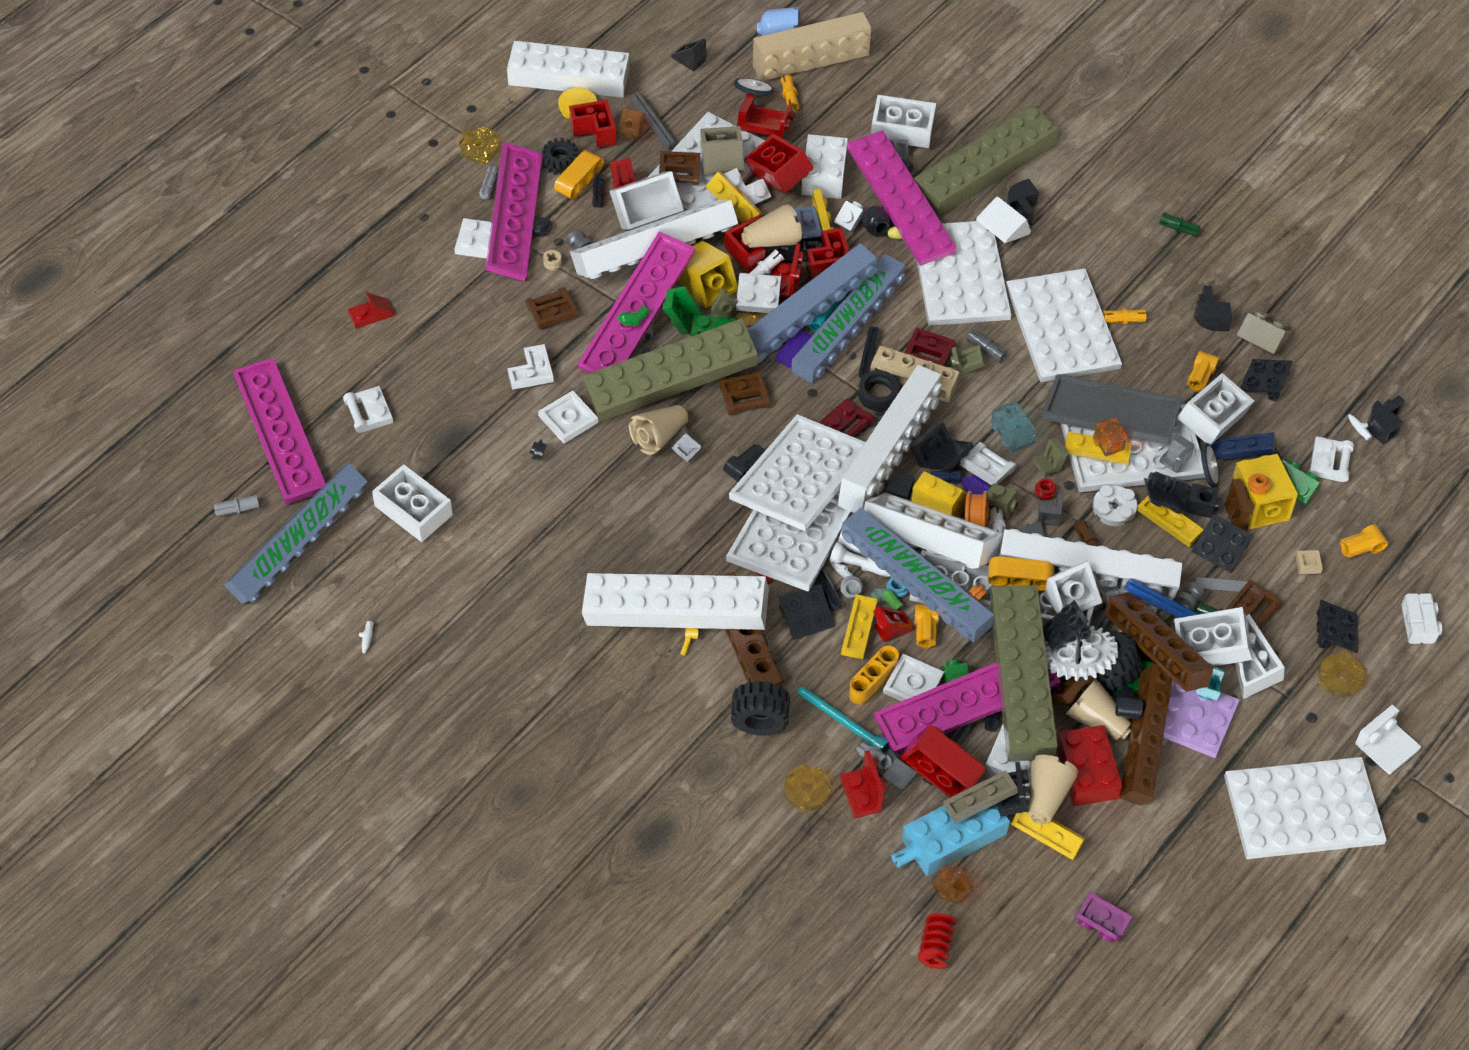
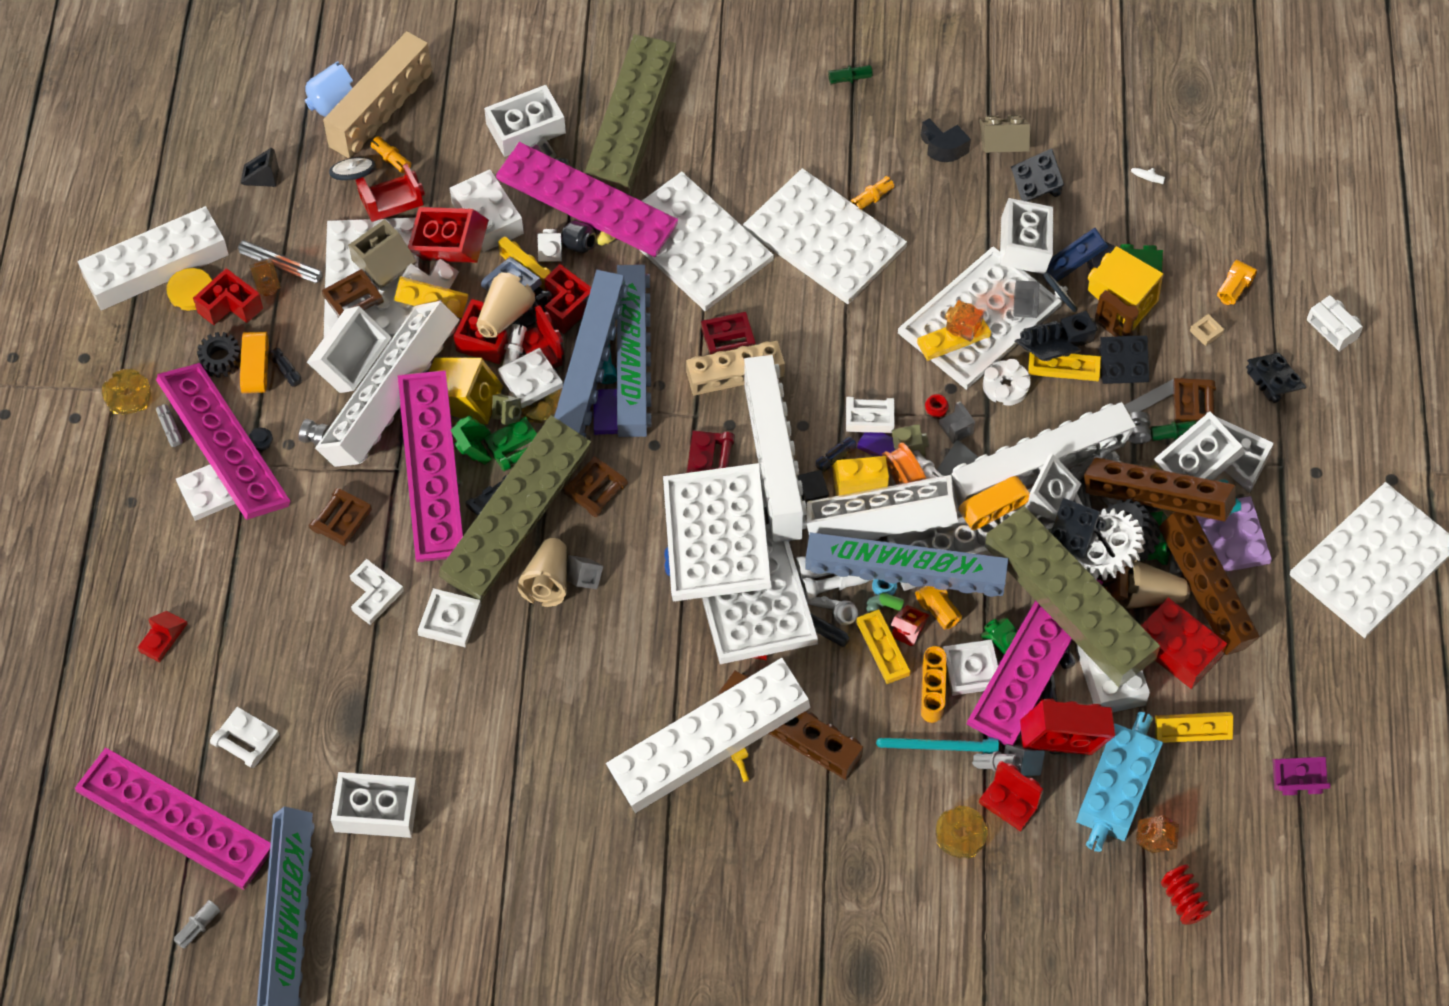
camera: 35 degrees left, 5 degrees up
(367, 636) = (438, 968): white helmet -> none
(538, 449) = (448, 669): black plate -> none
(552, 265) = (306, 468): tan bush -> none
(622, 172) = (302, 338): red slope -> none
(633, 319) = (439, 479): green arm -> none
(738, 466) = (653, 558): black piece -> none
(760, 708) = (868, 786): black tyre -> none
(806, 612) = (826, 664): black hinge -> none
(869, 350) = (675, 372): black axle -> none
(878, 377) = (715, 420): black tyre -> none
(938, 450) = (820, 430): black bracket -> none
(968, 359) = (771, 322): olive bracket -> none
(977, 592) = (973, 545): orange plate -> none
(980, 797) = (1128, 738): dark tan plate -> none
(987, 345) = (775, 299): dark grey pin -> none
(1003, 221) = (697, 166): white slope -> none
(1013, 426) = (863, 363): clear light blue brick -> none
(1018, 802) = (1148, 713): black bracket -> none
(1022, 198) = (693, 136): black brick -> none
(1048, 786) = (1174, 688): tan cone -> none
(1052, 458) = (921, 372): olive bracket -> none
(1085, 533) = (1010, 430): reddish brown pin -> none
(1088, 402) = (927, 292): dark grey tile -> none
(1128, 704) = (1175, 565): black piece -> none
(1158, 599) = (1126, 448): blue axle -> none
(1203, 368) = (980, 199): light orange piece -> none
(1259, 484) = (1127, 290): orange plate -> none
(1324, 455) = (1142, 223): white plate -> none
(1341, 663) = (1313, 405): clear yellow plate -> none
(1383, 419) = (1164, 158): black brick -> none
(1387, 741) = (1395, 454): white bracket -> none

